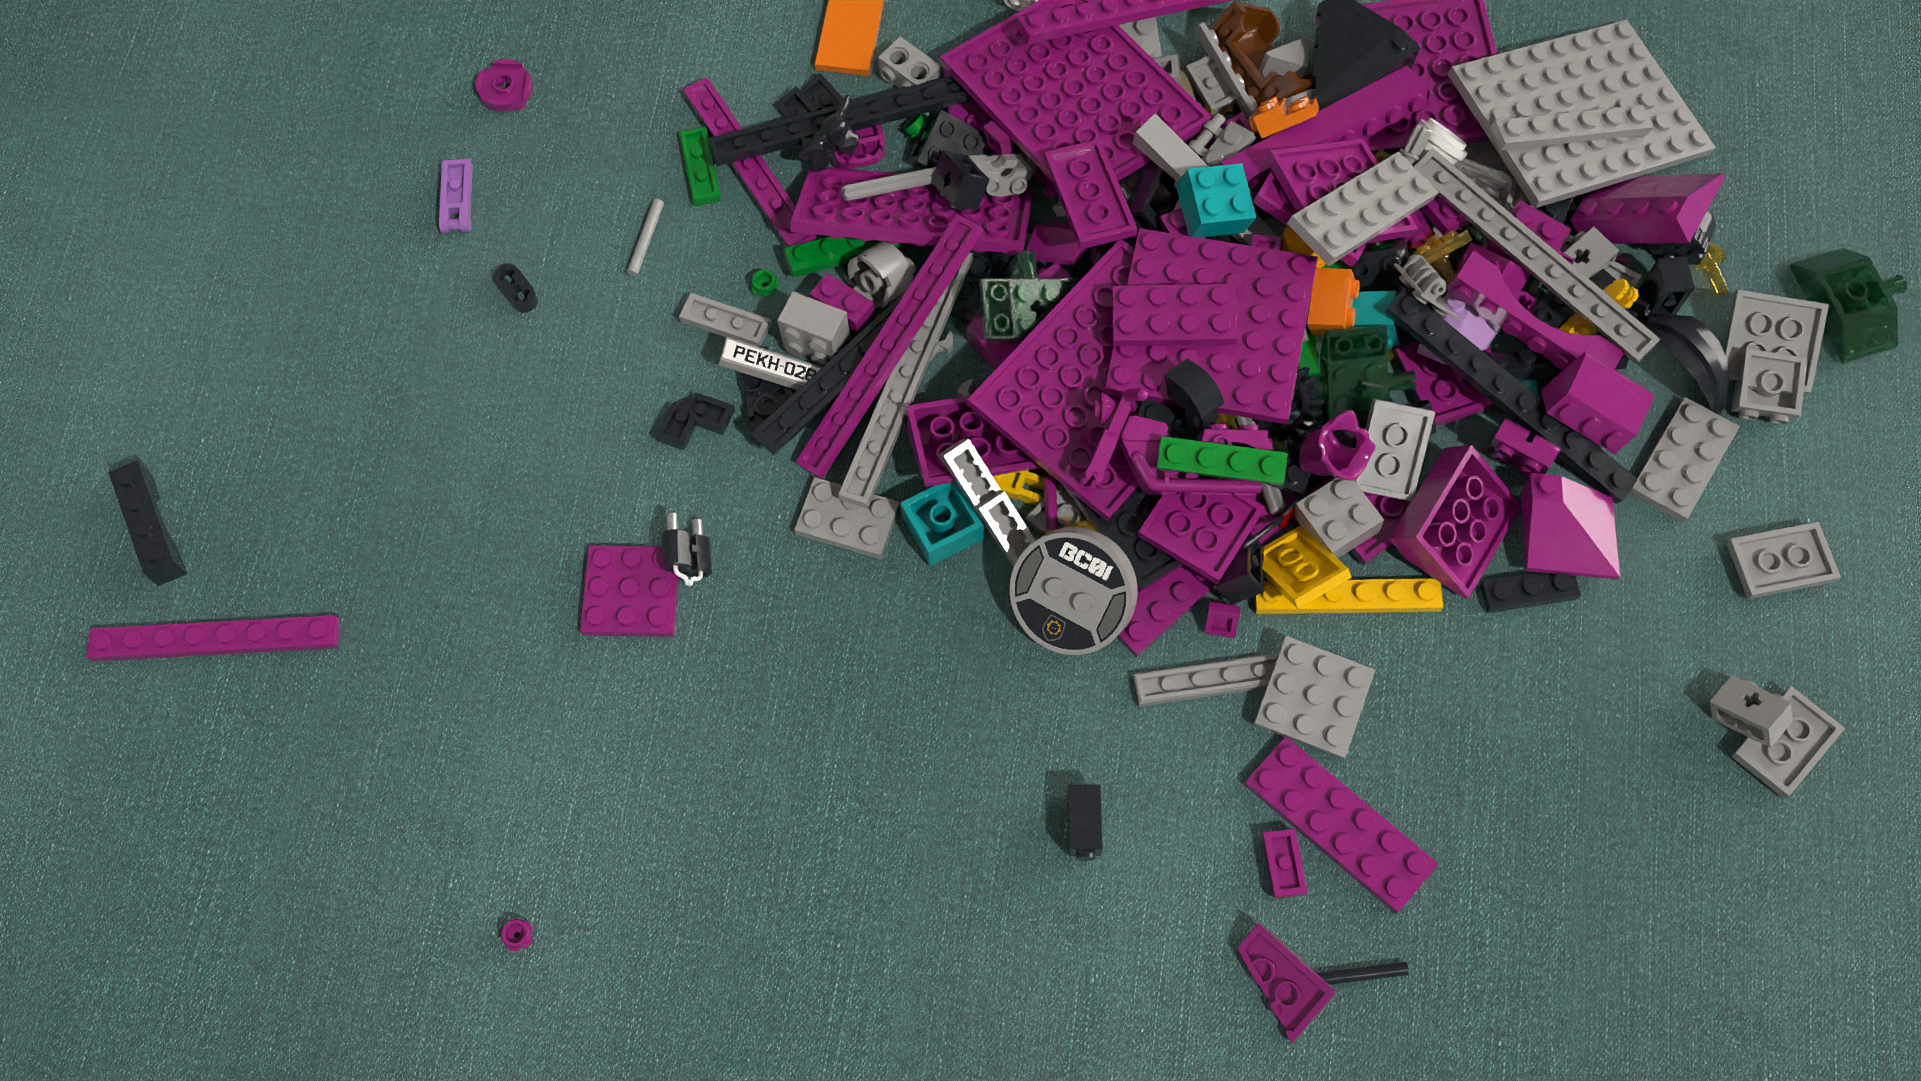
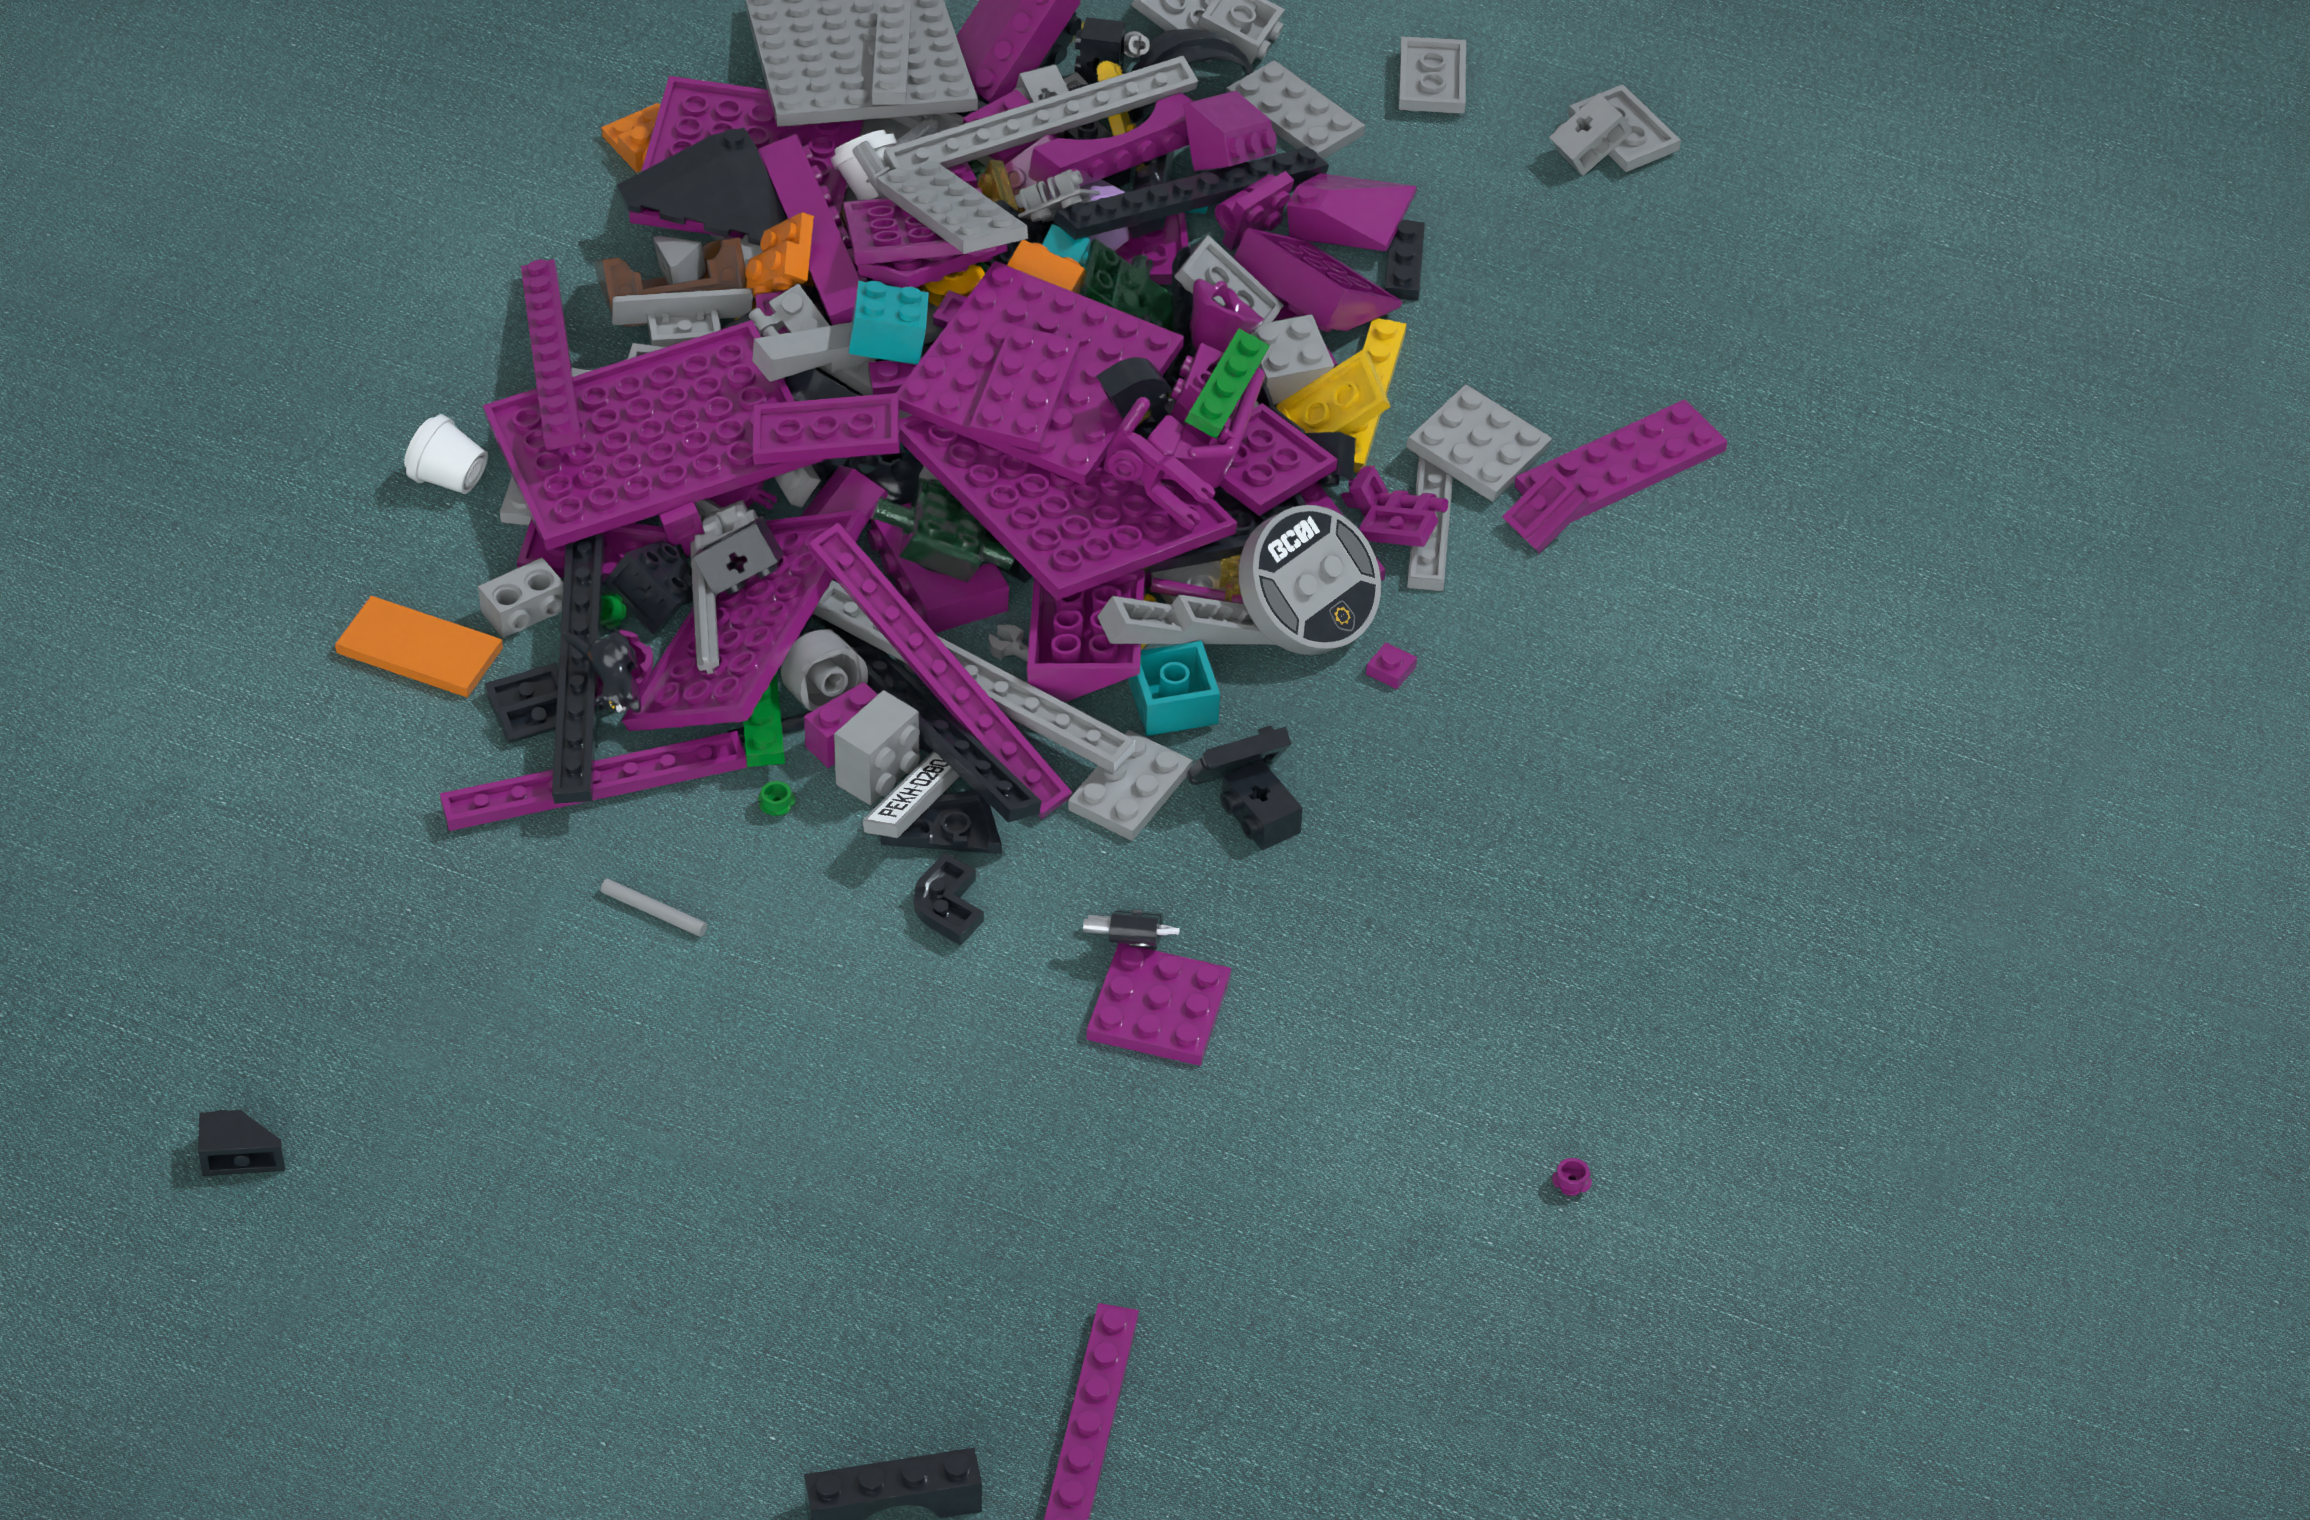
camera: 80 degrees left, 20 degrees down
(380, 59) = (237, 1145): none -> black slope
(455, 195) = (504, 1092): medium lavender plate -> none
(506, 99) = (344, 1032): magenta plate -> none
(510, 291) = (676, 1052): black beam -> none
(700, 166) = (567, 834): green tile -> none
(725, 320) = (815, 845): light grey plate -> none
(841, 629) = (1261, 804): none -> black brick
(876, 585) = (1232, 756): none -> black container
(1033, 682) = (1391, 665): none -> magenta plate
(1084, 821) = (1571, 648): black brick -> none
(1185, 653) = (1403, 518): none -> magenta plate
(1244, 767) = (1546, 509): none -> magenta plate
(1284, 864) = (1655, 511): magenta plate -> none
(1288, 982) = (1780, 538): magenta wing -> none
(1365, 973) = (1783, 487): black bar -> none
(1693, 307) = (1136, 44): none -> light grey axle

